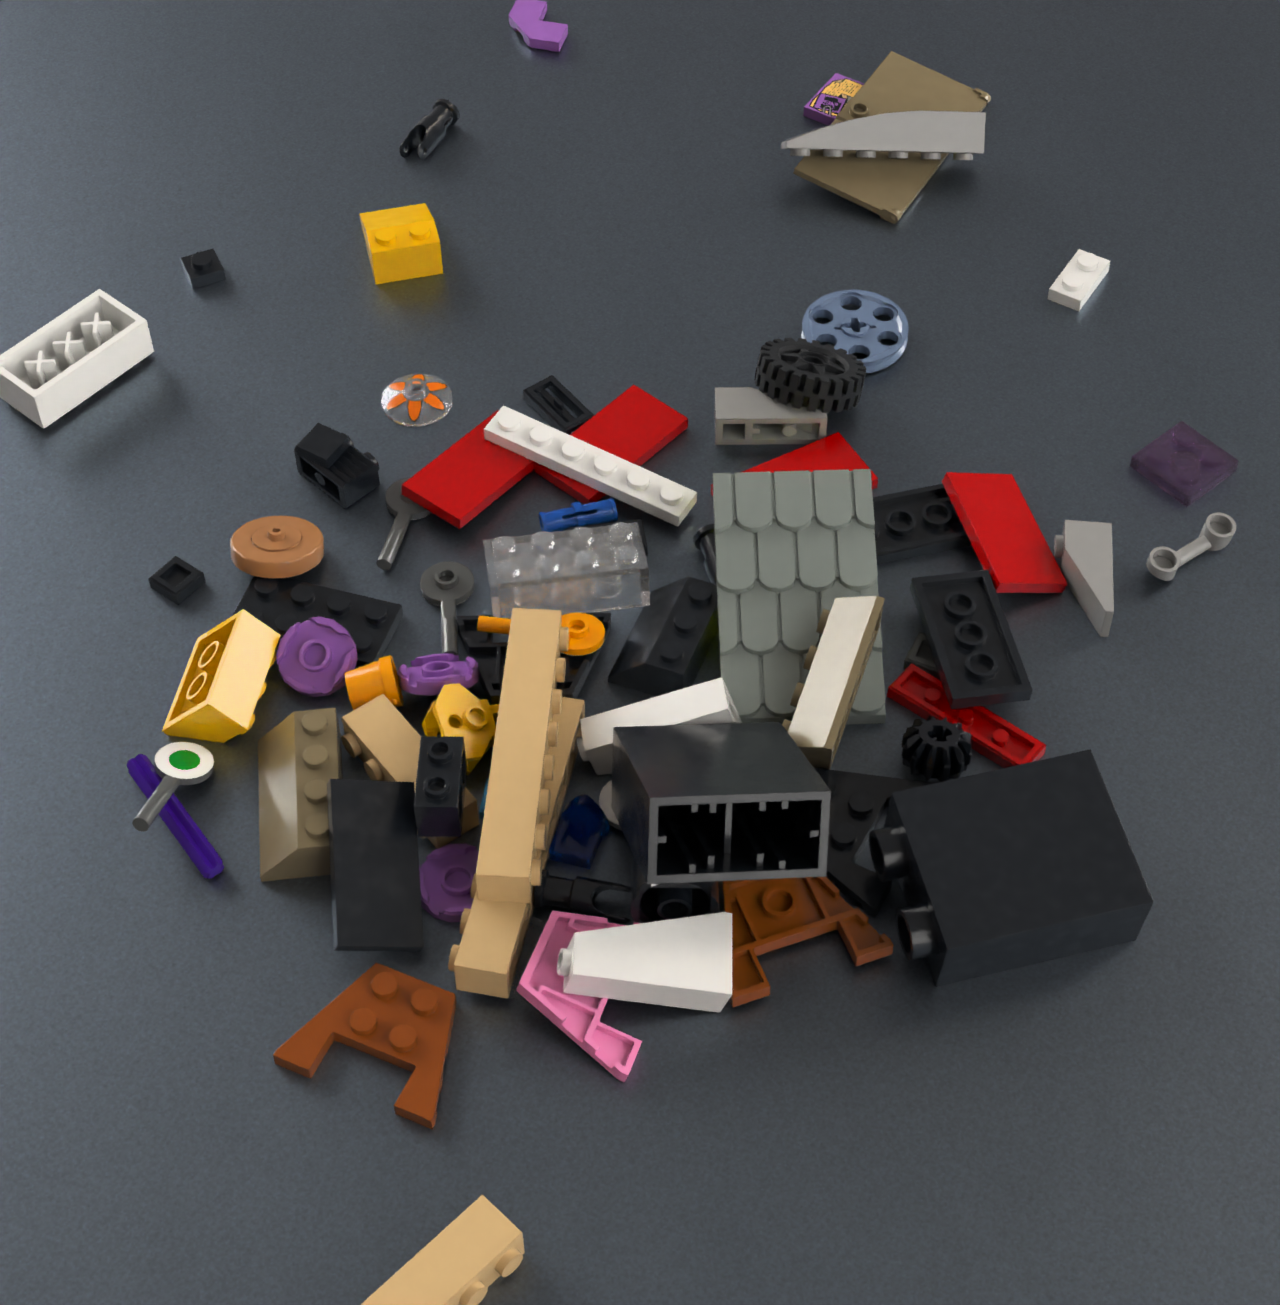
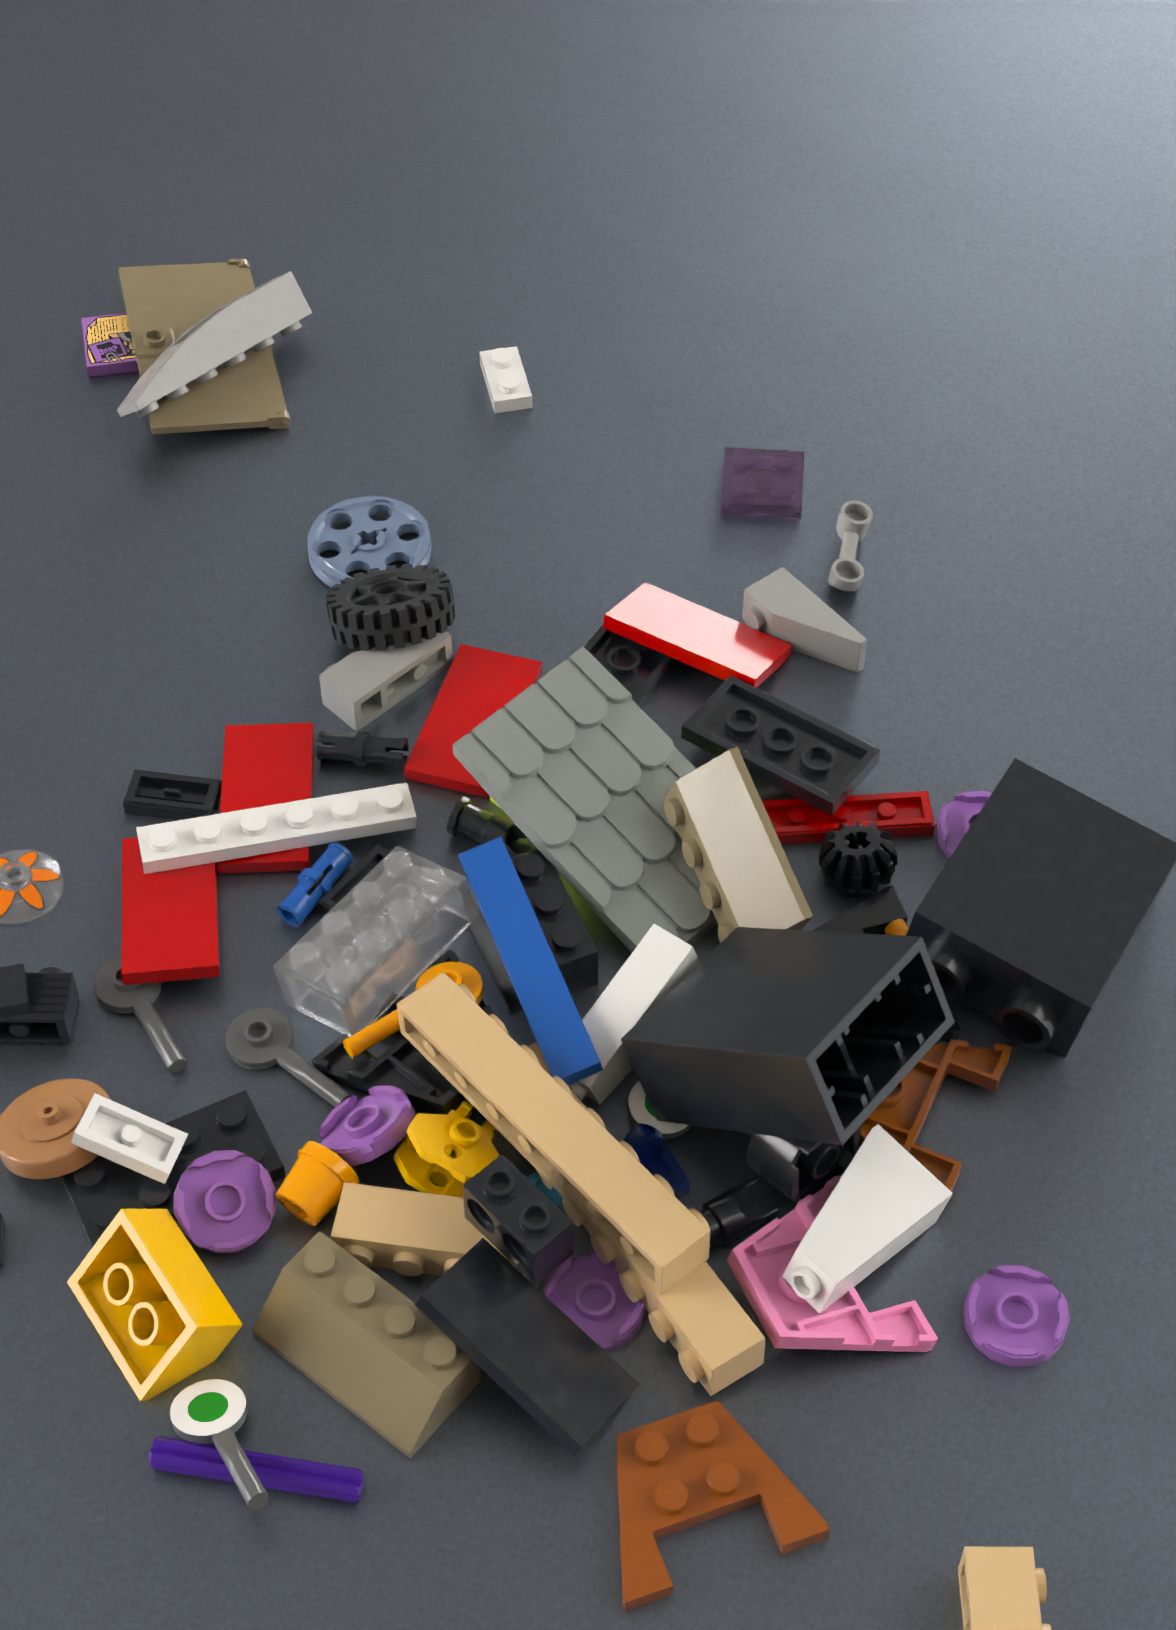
camera: 45 degrees left, 0 degrees up
(295, 577) = (129, 1138): none -> white plate
(628, 648) = (530, 963): none -> blue tile
(698, 453) = (362, 748): none -> black pin
(699, 1107) = (1015, 1316): none -> medium lavender tile

